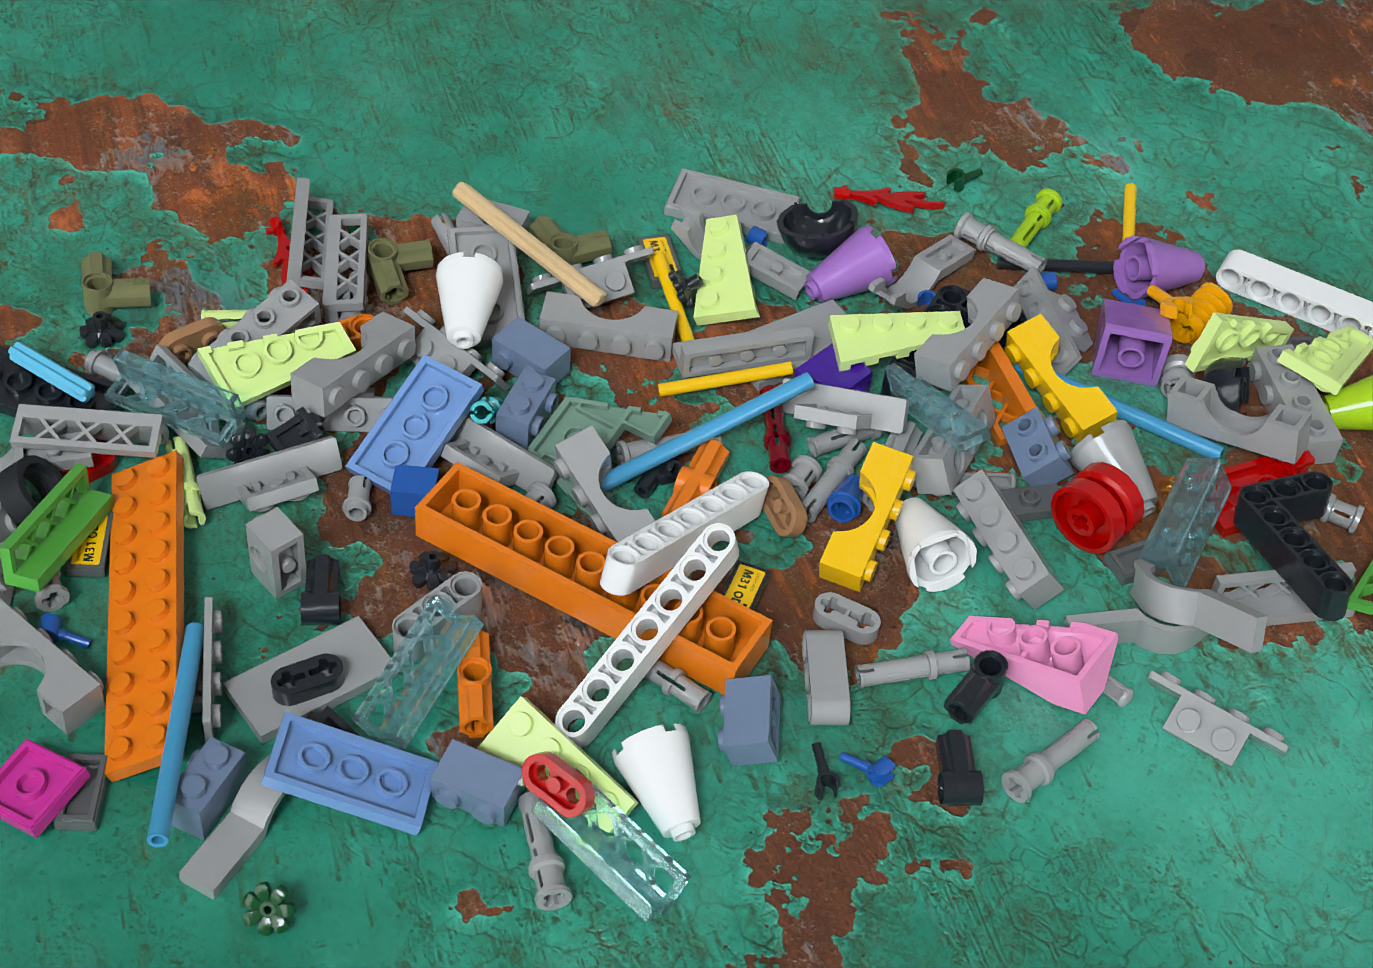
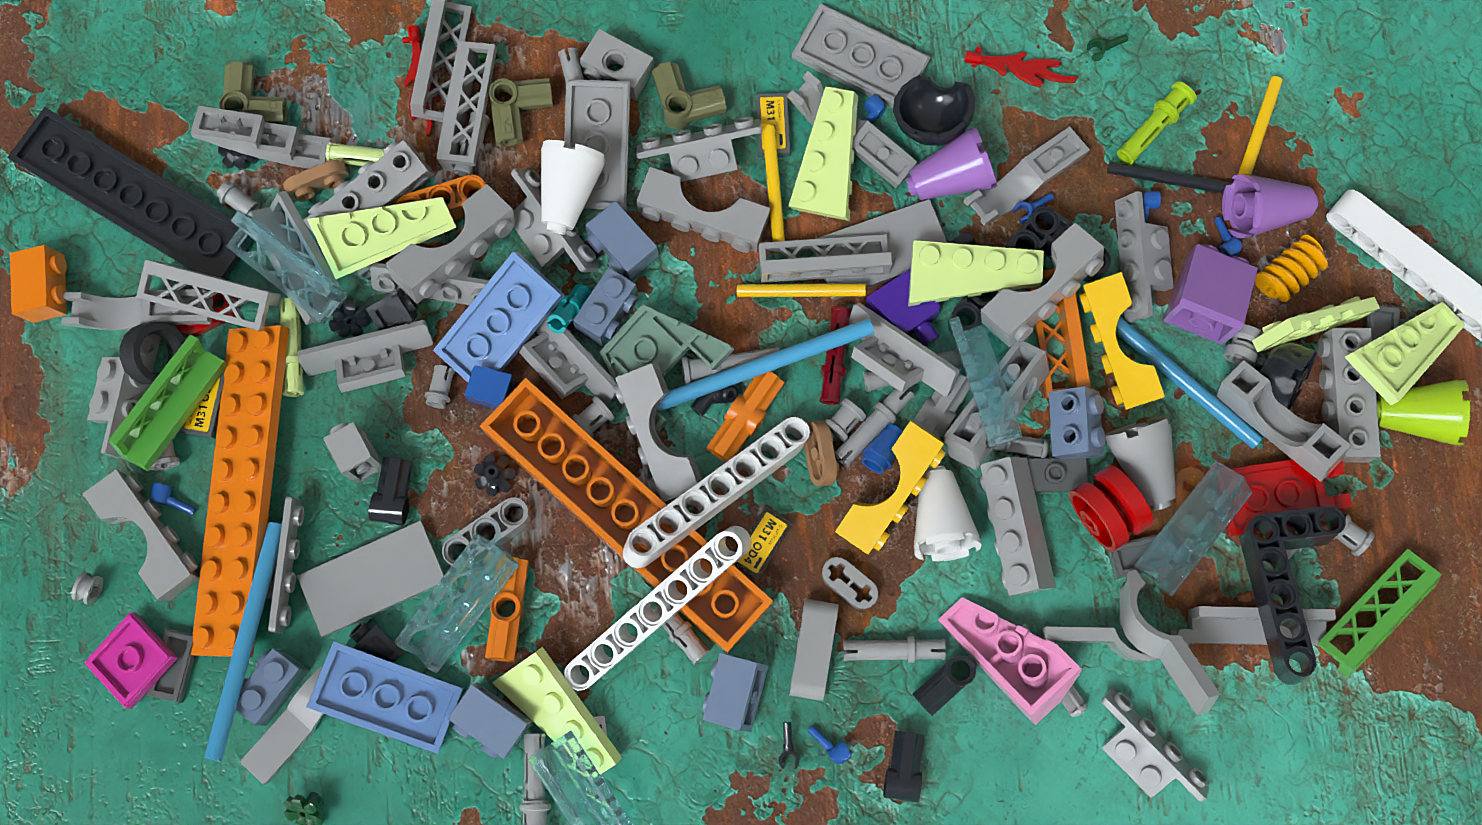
camera: 15 degrees right, 30 degrees up
(52, 372) = (183, 210): medium azure axle -> none
(118, 305) = (257, 138): none -> light grey slope
(307, 679) = (362, 581): black beam -> none
(529, 244) = (639, 112): tan axle -> none
(560, 786) = (551, 747): plate -> none
(662, 778) = (646, 743): white cone -> none
(685, 286) = (785, 171): black plant -> none
(989, 239) = (1103, 142): light grey pin -> none
(1040, 768) = (978, 774): light grey pin -> none
(1170, 305) = (1261, 266): light orange bar -> none

